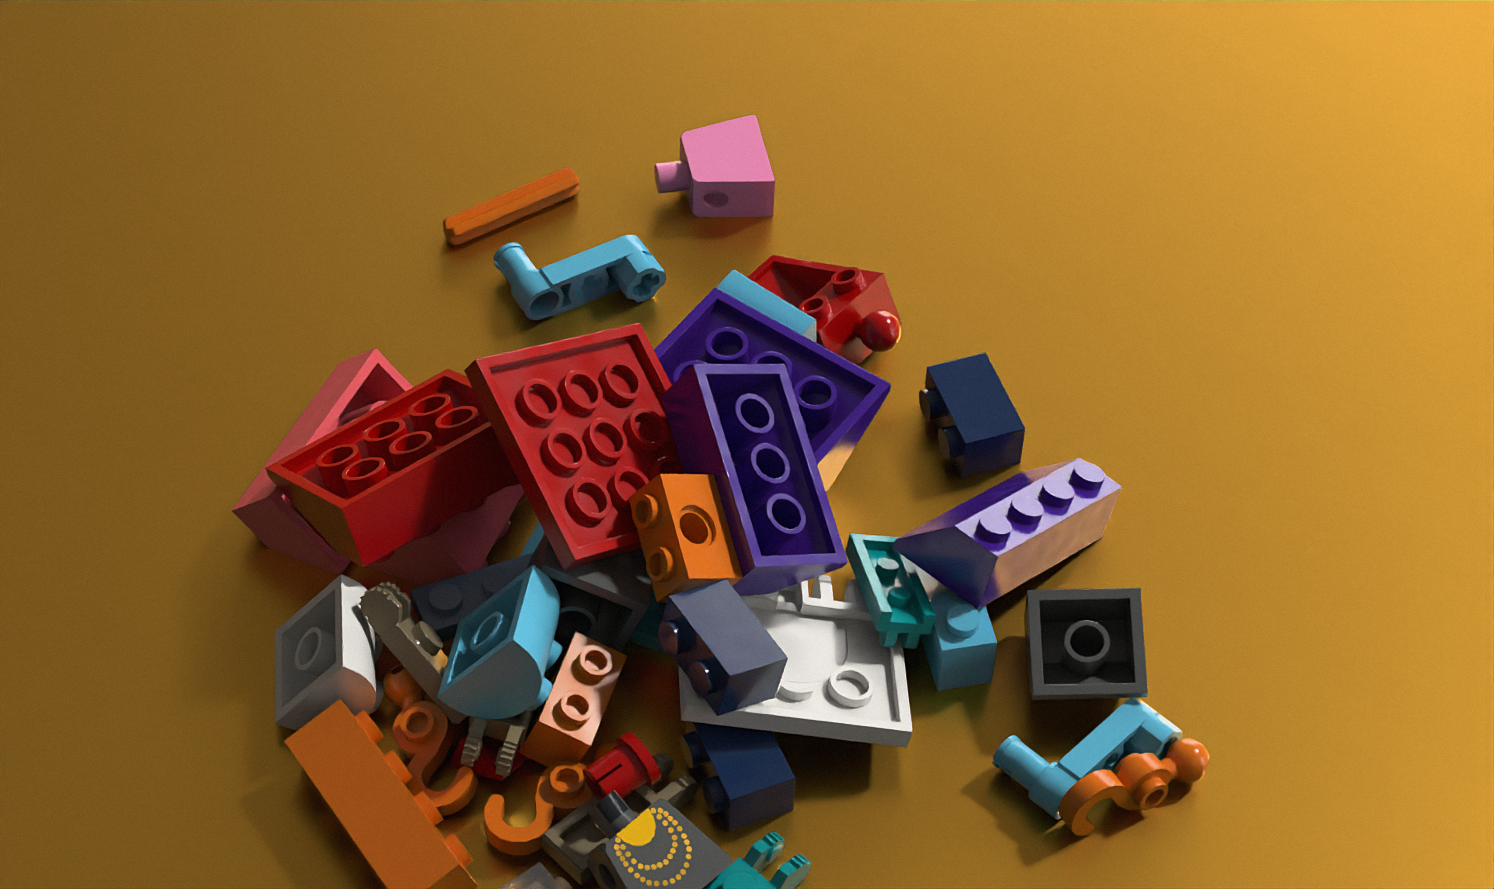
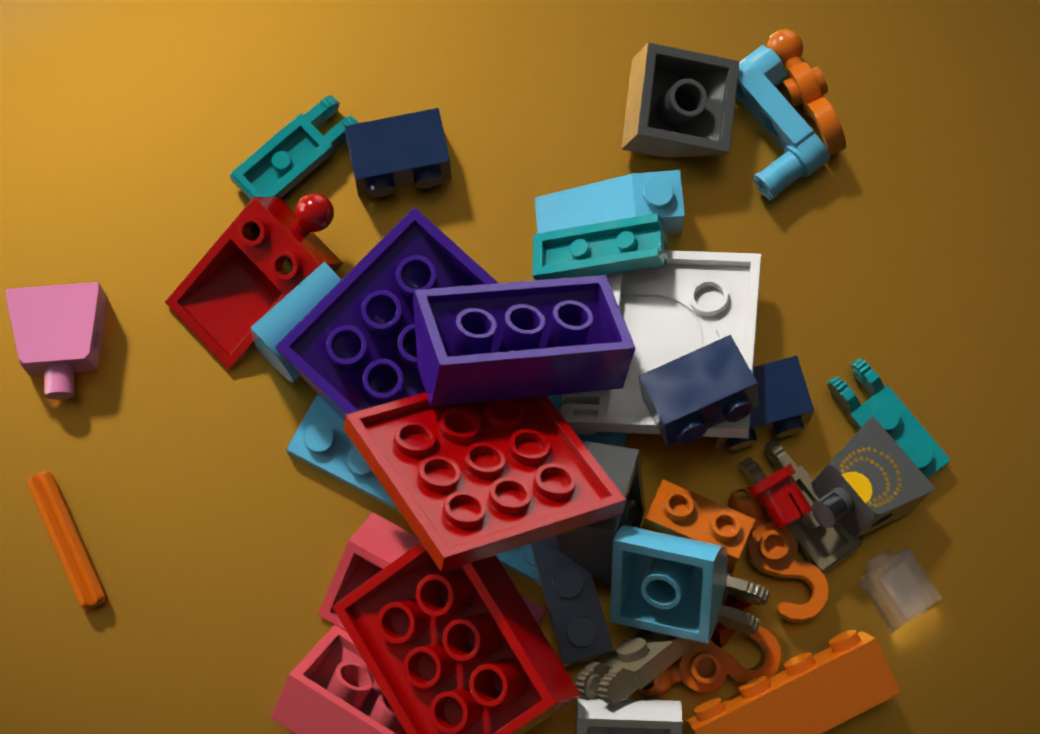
camera: 80 degrees left, 25 degrees up
(579, 279) = (170, 435): medium azure beam -> none
(684, 533) = (588, 405): orange brick -> none
(954, 329) = (291, 153): none -> teal hinge
(1013, 530) = (551, 139): slope -> none

